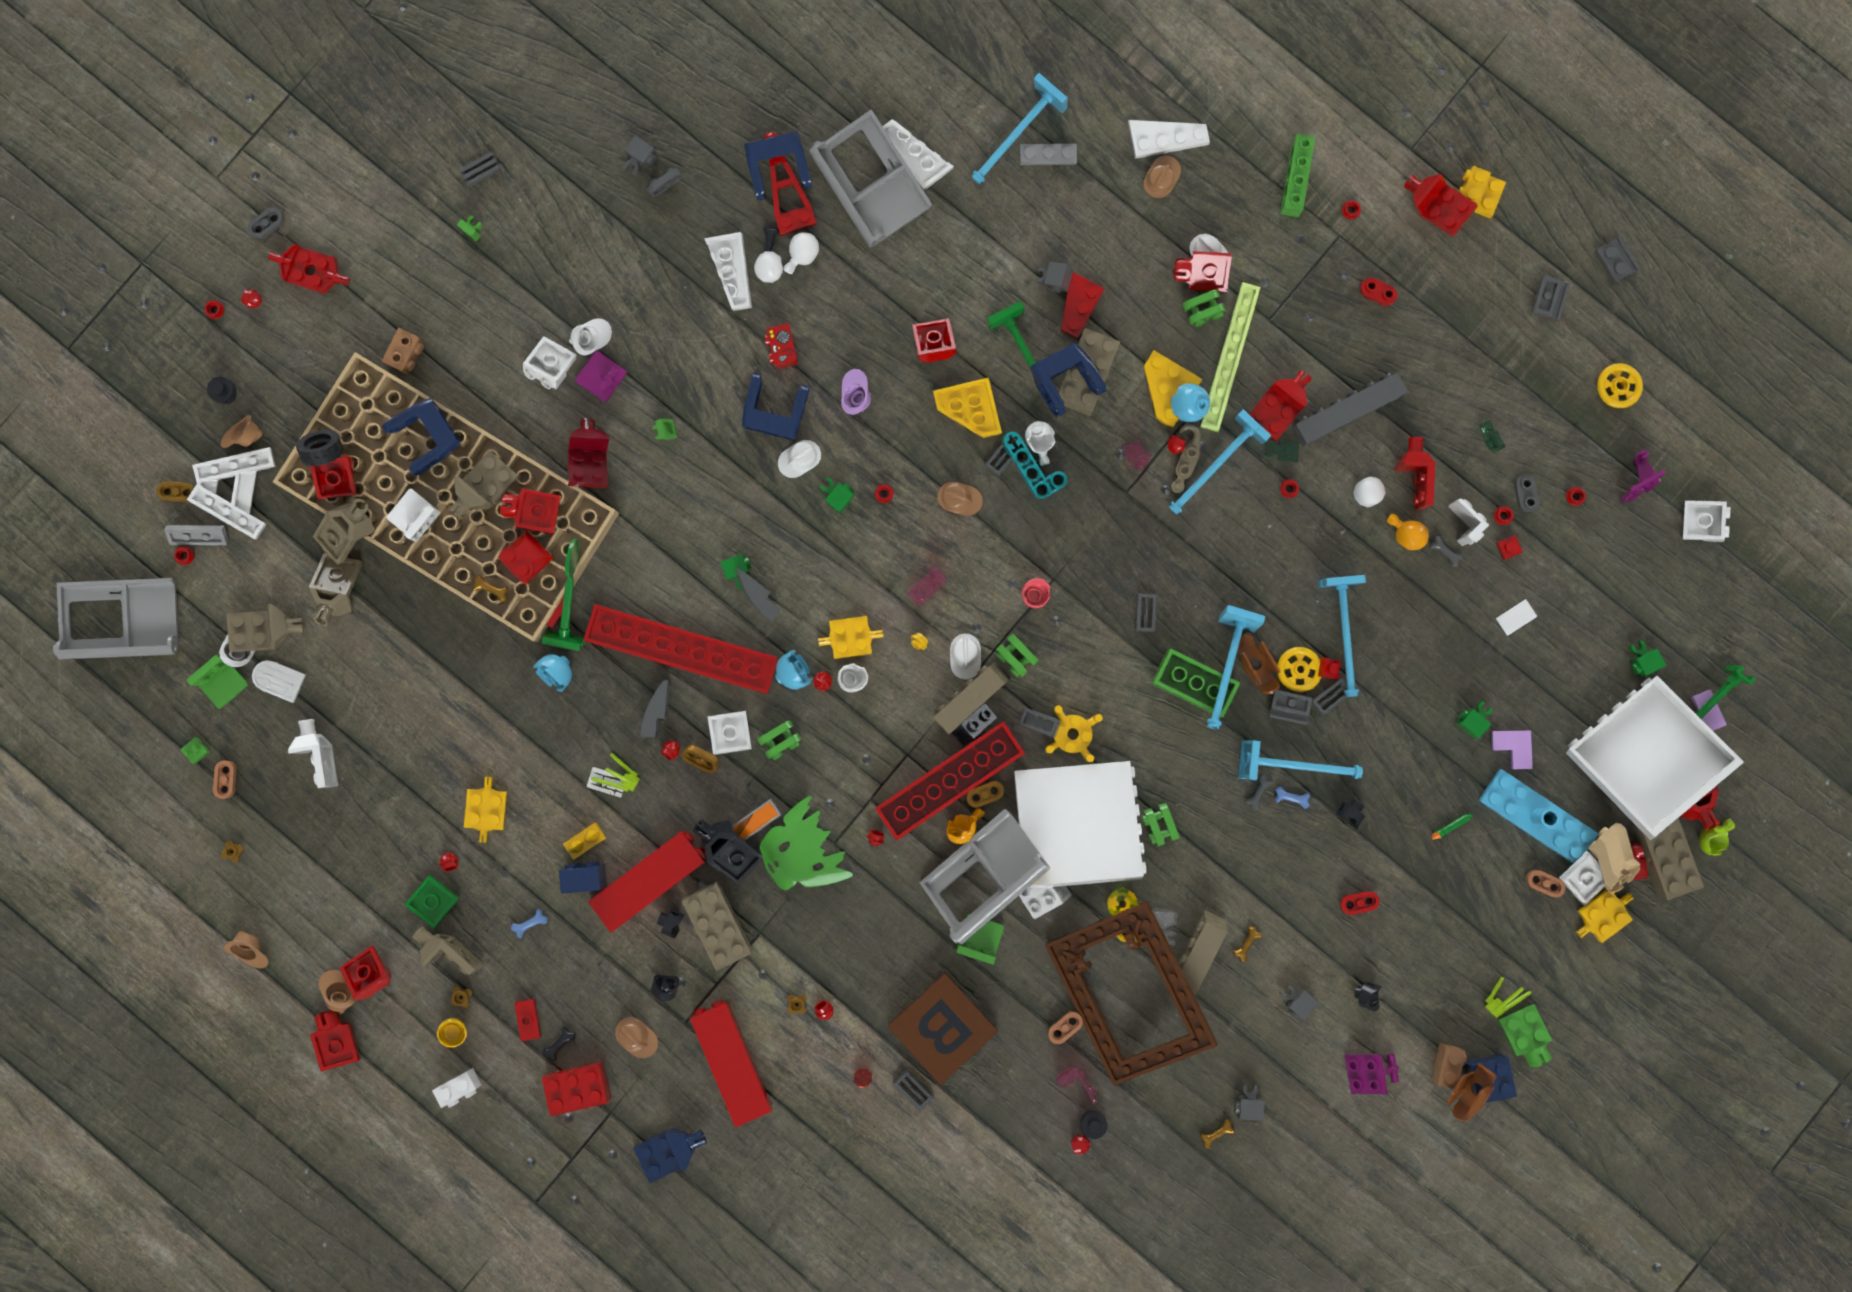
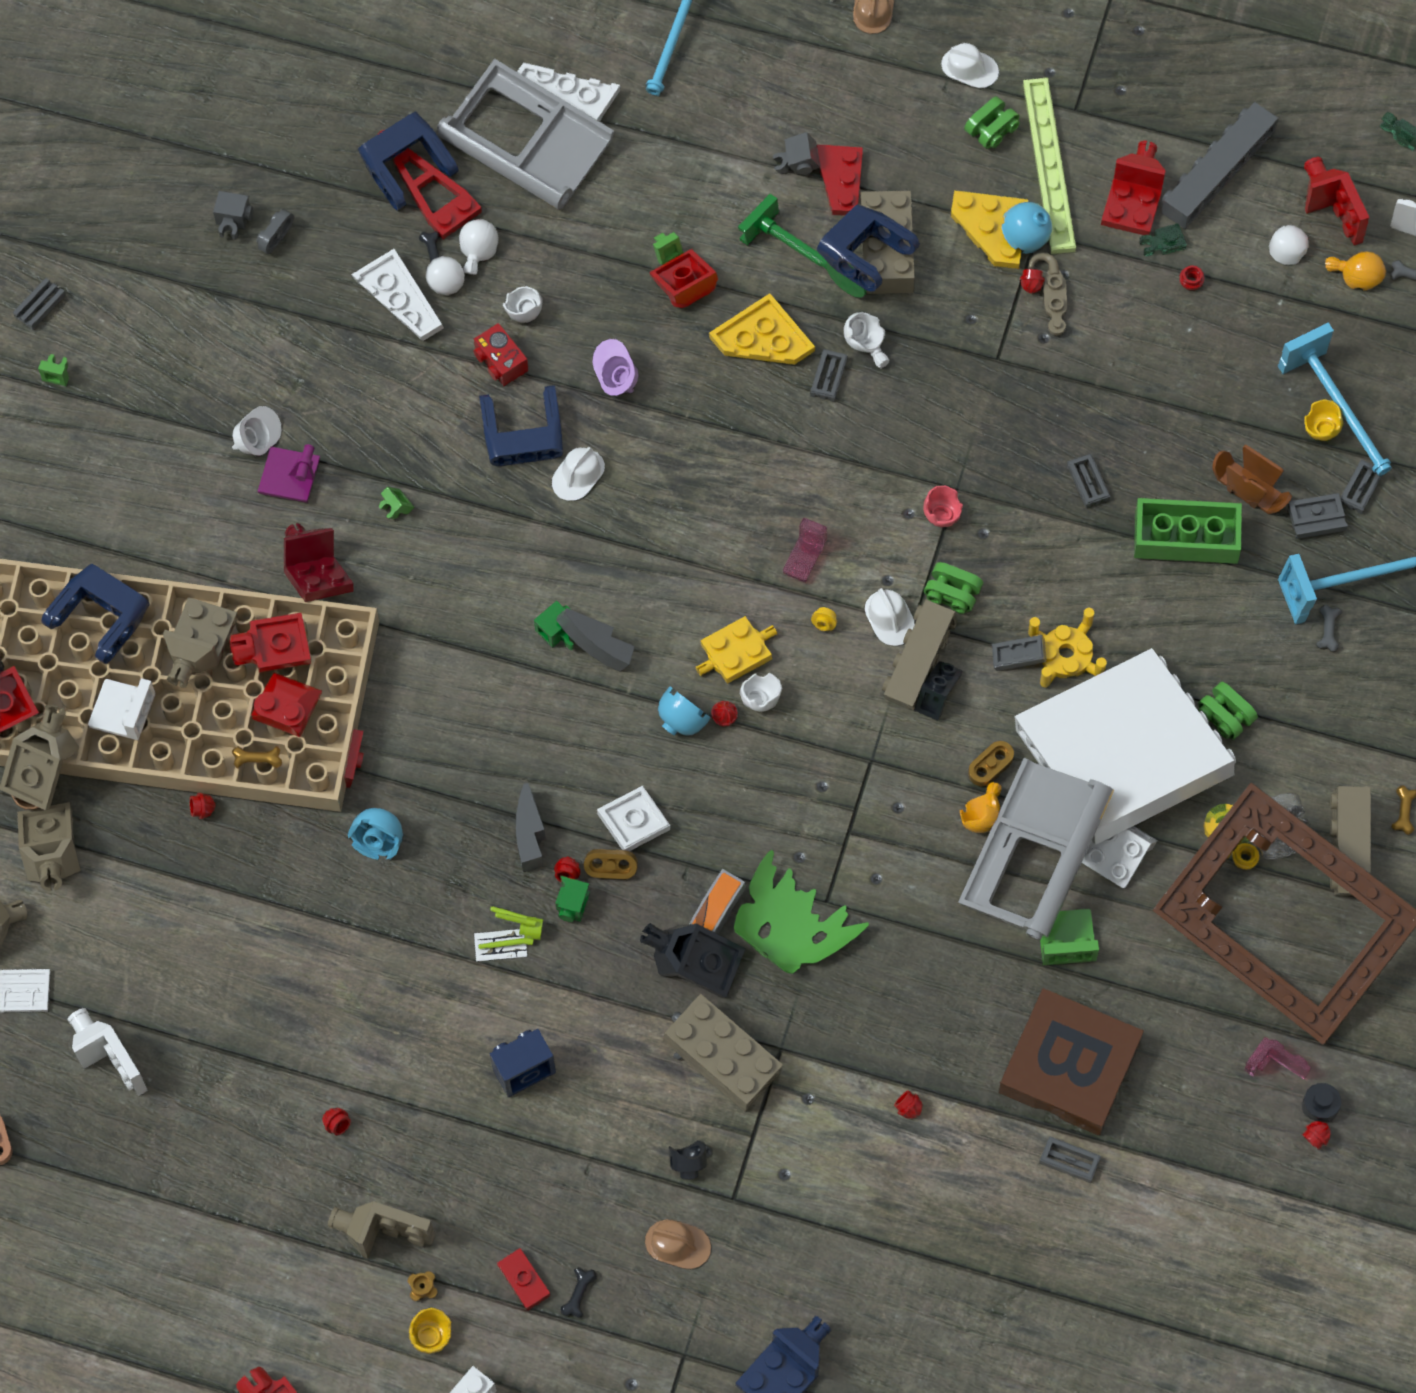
camera: 20 degrees left, 20 degrees down
(237, 848) = (41, 1232): pearl gold plate -> none
(247, 949) = (111, 1340): medium nougat piece -> none
(335, 991) = (255, 1343): medium nougat piece -> none
(365, 974) = (283, 1304): red slope -> none
(403, 351) = (27, 536): medium nougat brick -> none
(432, 901) = (333, 1179): green plate -> none
(447, 601) = (201, 805): none -> red plate
(485, 809) = (356, 1038): yellow plate -> none
(520, 928) = (483, 1146): medium blue piece -> none
(548, 363) = (217, 483): white plate -> none
(563, 638) = (371, 787): green piece -> none
(576, 1088) = (627, 1334): red brick -> none
(584, 840) = (503, 1024): yellow tile -> none
(647, 880) = (607, 1038): red brick -> none
(664, 774) = (572, 899): none -> green window
(670, 923) = (657, 1075): black piece -> none
(681, 649) = (527, 745): red plate -> none
(731, 1063) = (817, 1219): red brick -> none
(791, 741) = (702, 816): bright green brick -> none
(796, 999) = (870, 1106): pearl gold plate -> none
(813, 313) = (523, 304): none -> white hair
(839, 496) = (647, 495): green brick -> none
(862, 1077) = (997, 1168): clear red tile -> none
(875, 837) = (877, 870): red plate -> none
(884, 487) = (701, 464): red plate -> none
(932, 311) = (667, 247): none -> bright green tile
(949, 780) = (938, 761): red brick -> none
(960, 498) = (797, 442): medium nougat piece -> none
(1040, 479) = (867, 365): teal beam -> none
(1048, 154) = (726, 33): light grey plate -> none
(1065, 1027) = (1226, 1001): nougat plate -> none
(1136, 455) = (991, 311): clear pink bracket -> none
(1204, 271) = (972, 82): plate -> none
(1241, 620) = (1208, 437): medium azure tile -> none
(1250, 428) = (1113, 225): medium azure tile -> none
(1283, 795) = (1360, 620): medium blue piece -> none
(1290, 683) = (1303, 490): yellow plate -> none
(1328, 639) = (1324, 420): none -> yellow hair
(1329, 668) = (1342, 454): red plate -> none
(1378, 293) = (1188, 31): red plate -> none

